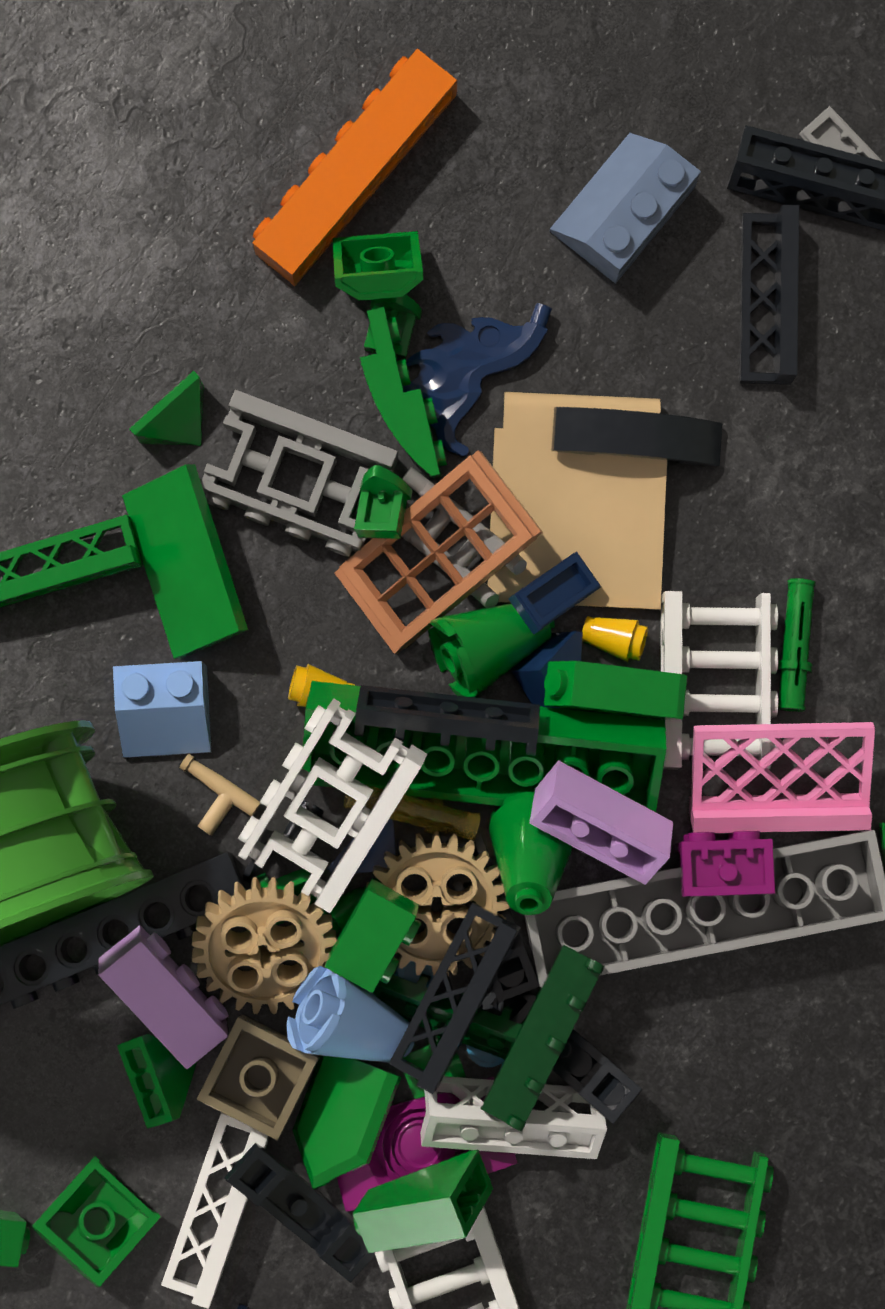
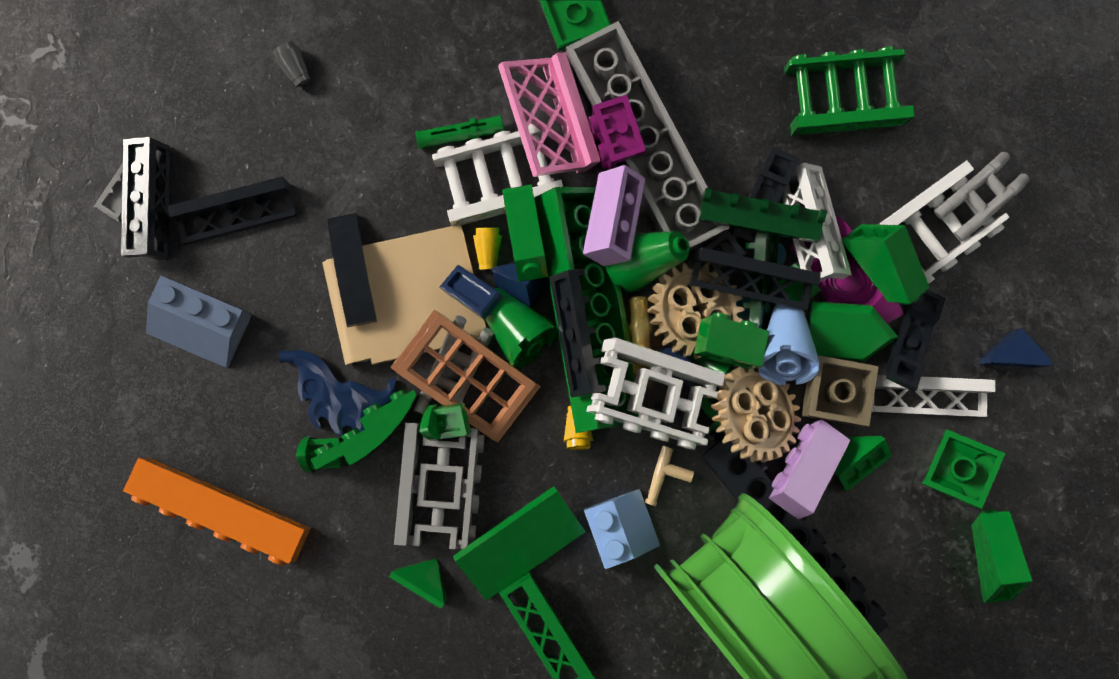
camera: 105 degrees left, 0 degrees up
(377, 265) = (281, 472): green slope -> none

